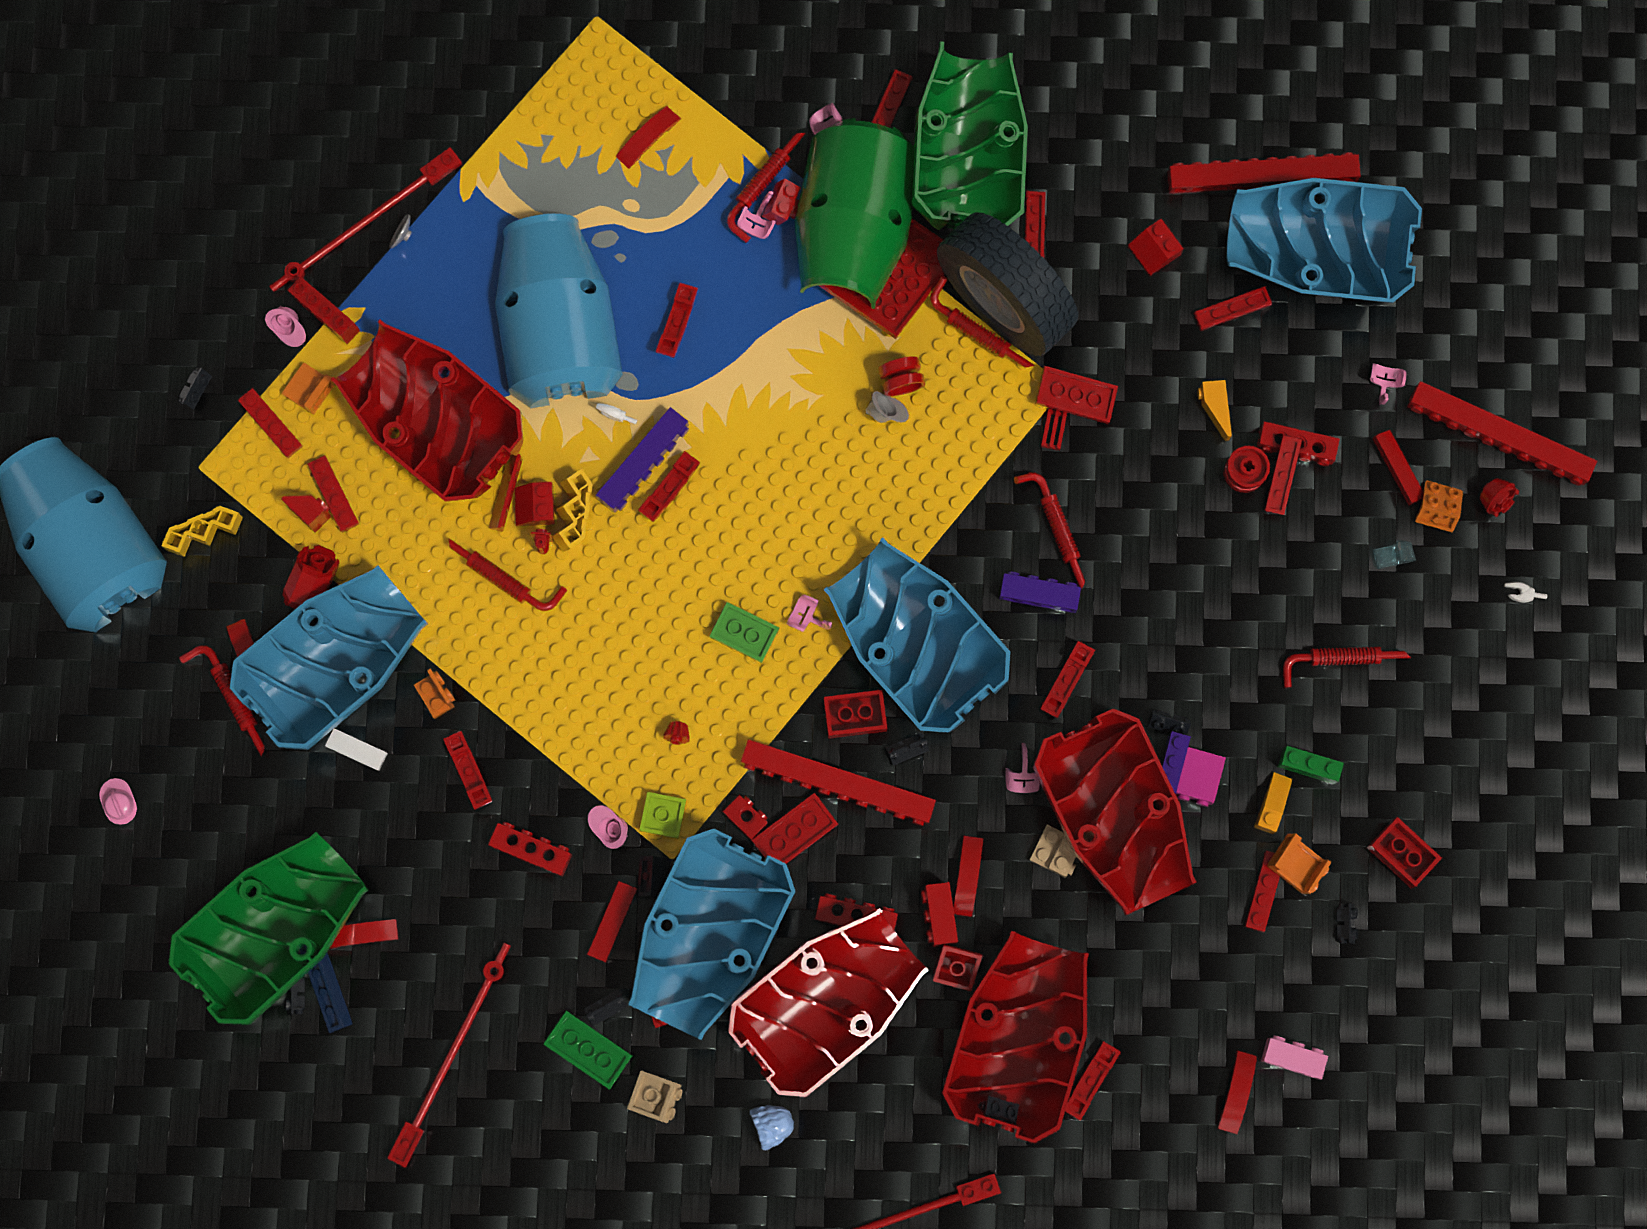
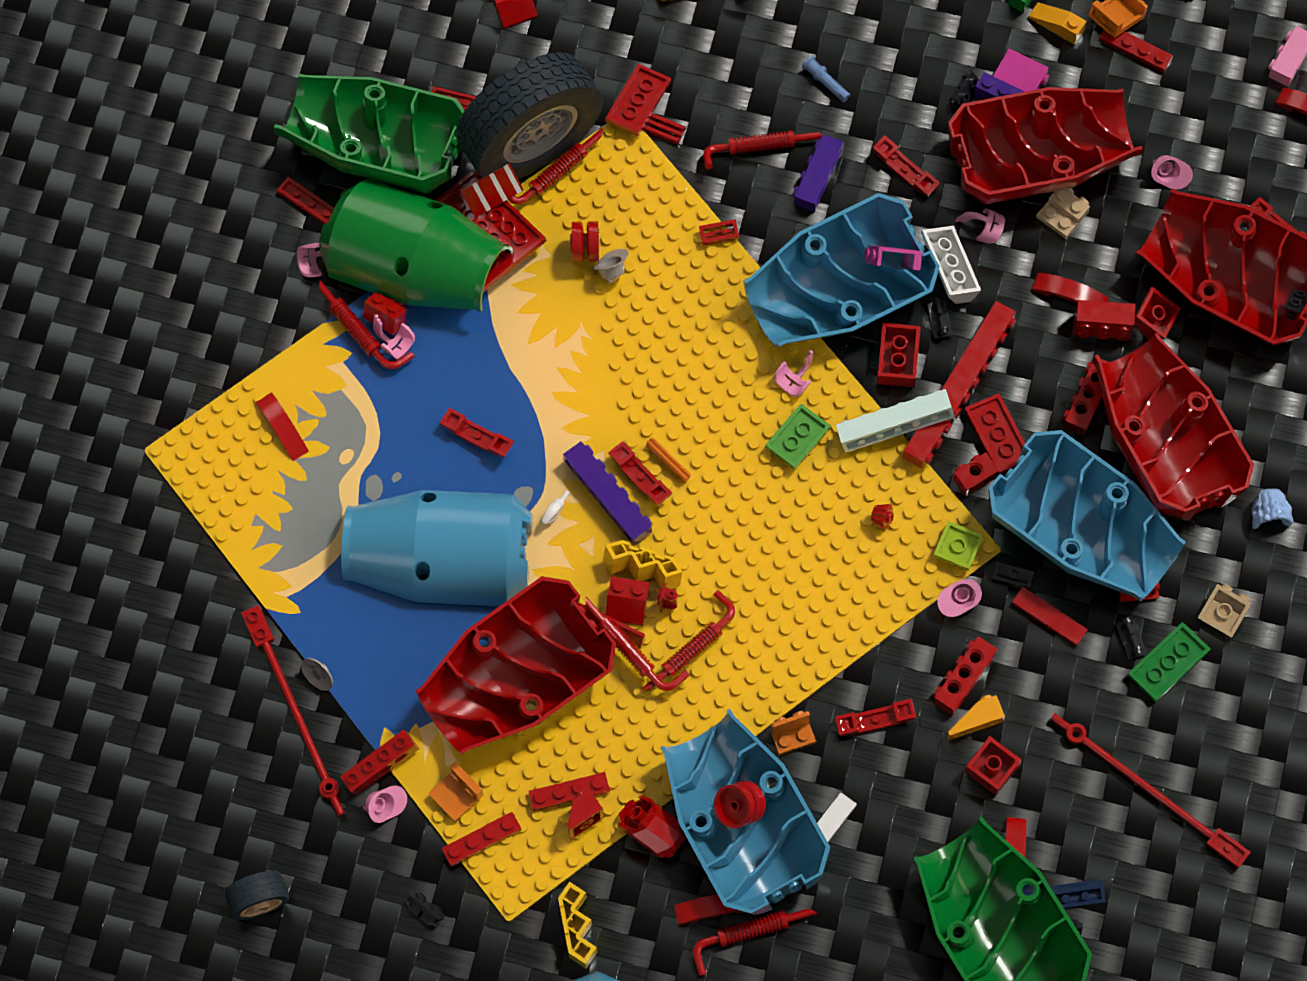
camera: 70 degrees left, 10 degrees down
(168, 229) = (256, 895): none -> black wheel
(333, 652) = (739, 804): none -> red wheel
(440, 894) = (992, 765): none -> red brick
(479, 517) = (631, 651): none -> red piece
(493, 874) = (982, 715): none -> light orange slope
(692, 511) = (668, 460): none -> orange axle
(777, 724) = (895, 420): none -> light aqua brick
(931, 271) = (492, 190): none -> red sticker
(955, 522) = (718, 239): none -> red tile
(956, 682) = (910, 258): none -> dark pink panel
(965, 745) = (954, 265): none -> white slope
(1126, 953) = (1171, 172): none -> bright pink piece
(1152, 571) = (820, 73): none -> medium blue pin

